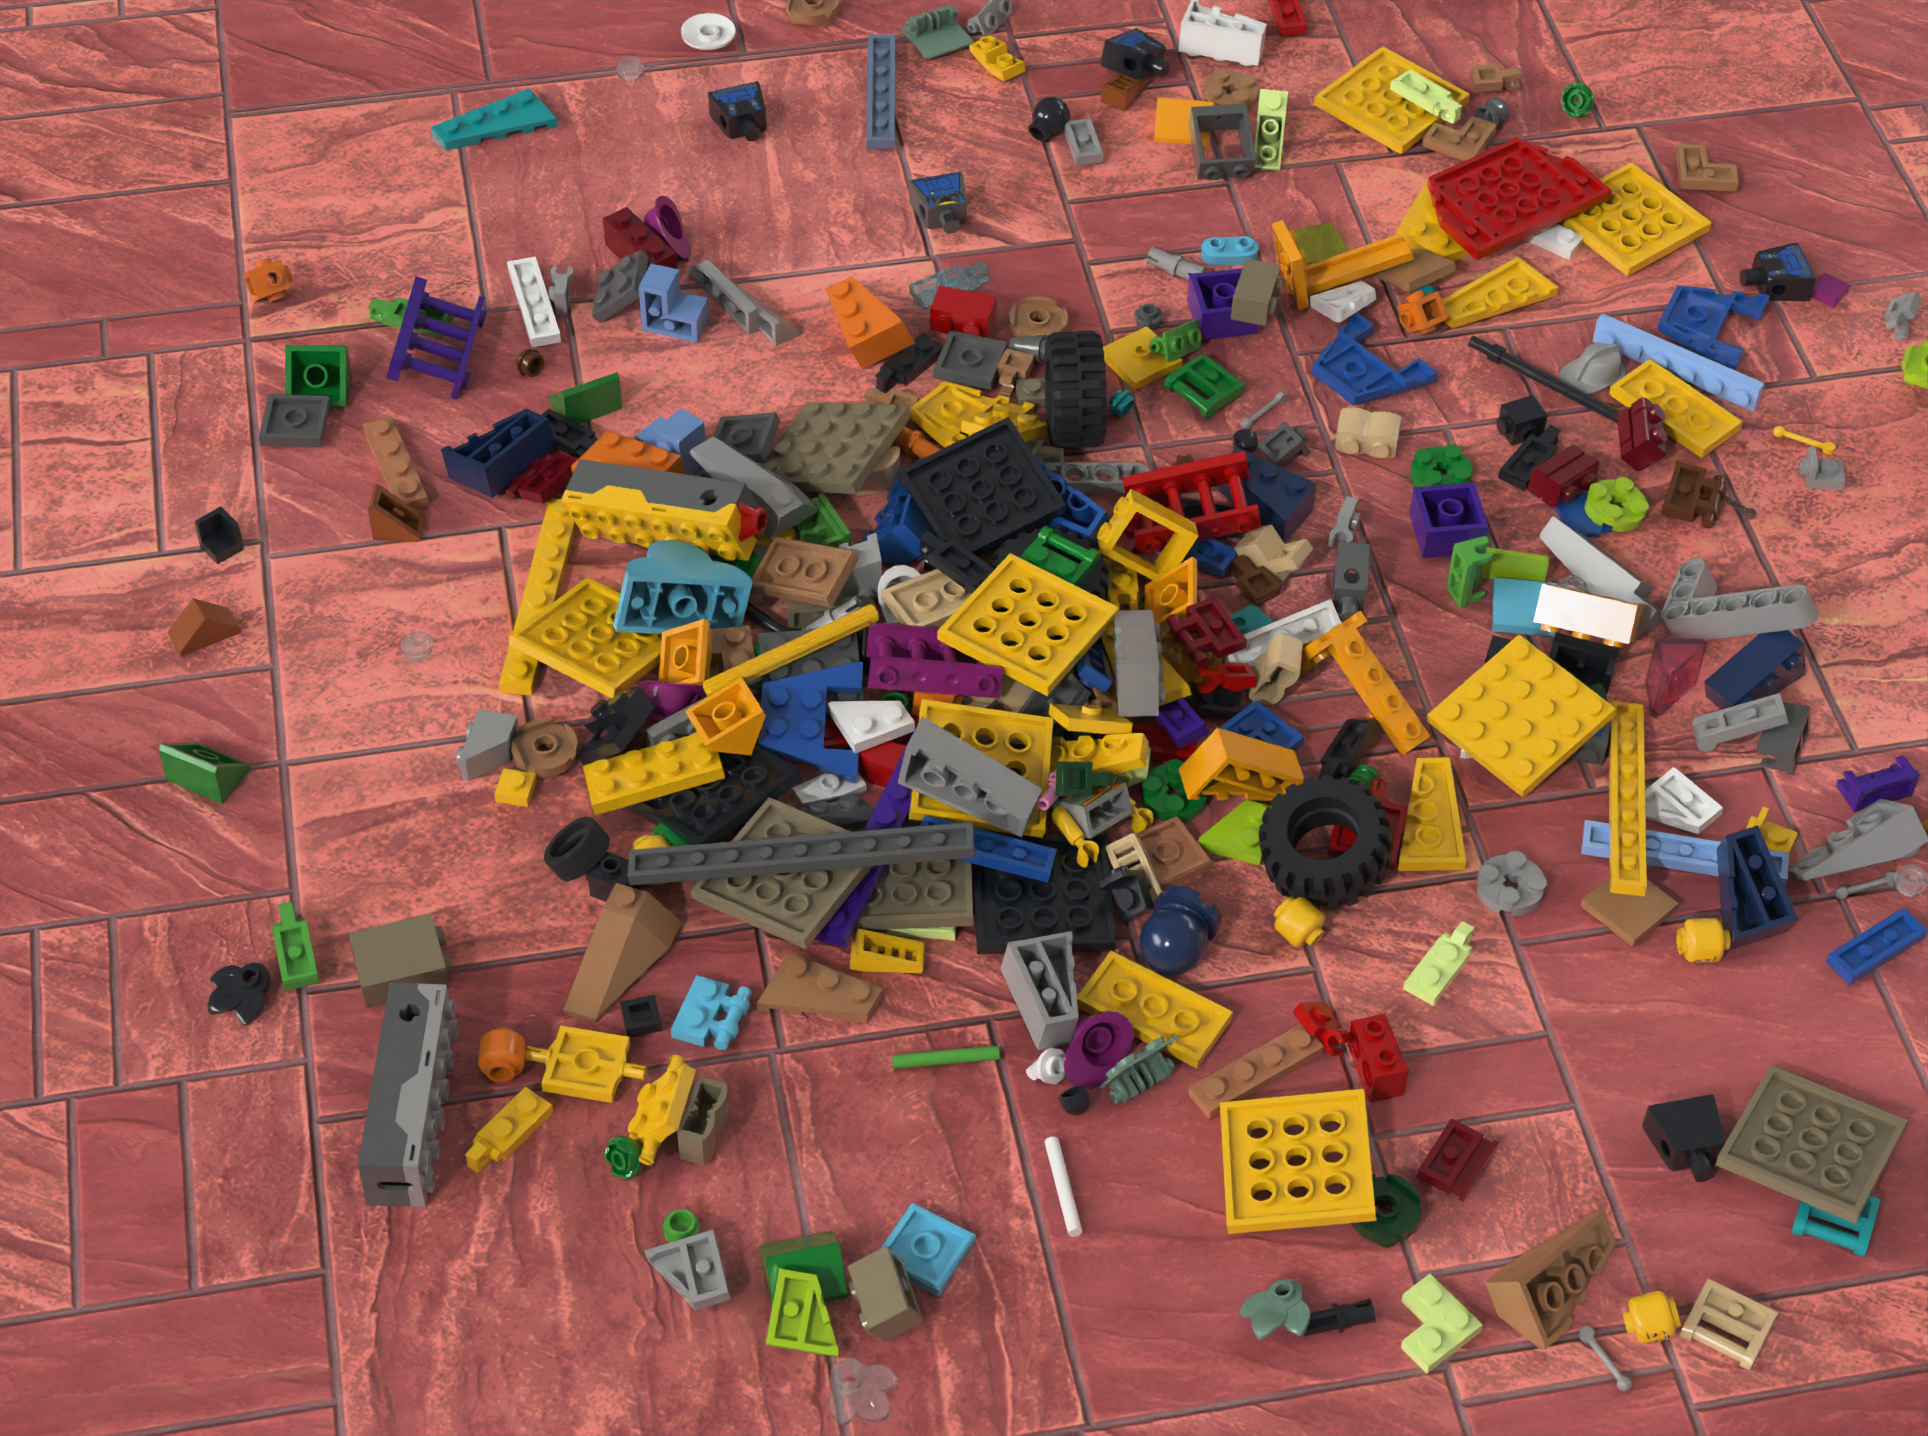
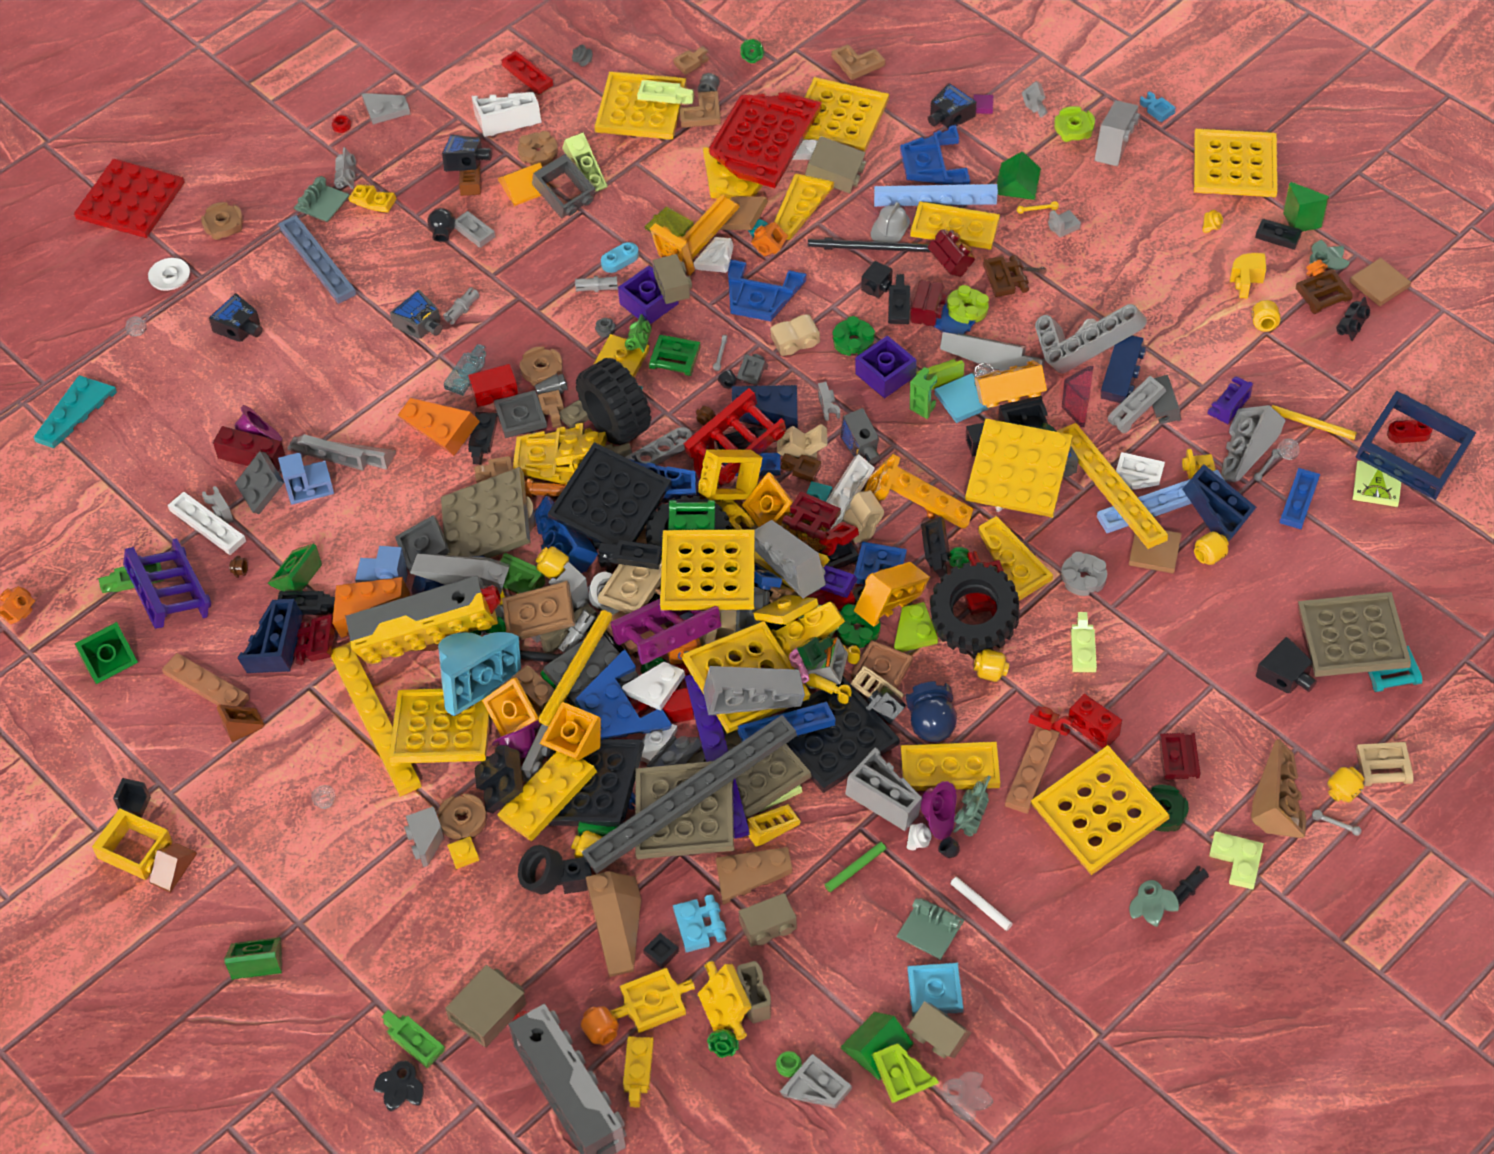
camera: 30 degrees left, 5 degrees up
(184, 556) = (116, 831): none -> yellow window
(294, 420) = (114, 691): dark grey plate -> none
(789, 1053) = (768, 920): none -> dark tan brick
(861, 522) = (551, 562): none -> yellow head
(977, 1176) = (930, 928): none -> sand green hinge
(1001, 215) = (461, 305): none -> light grey pin
(1364, 14) = (582, 55): none -> dark grey wheel
(1577, 268) = (836, 163): none -> dark tan brick
(1806, 394) = (1018, 177): none -> green slope

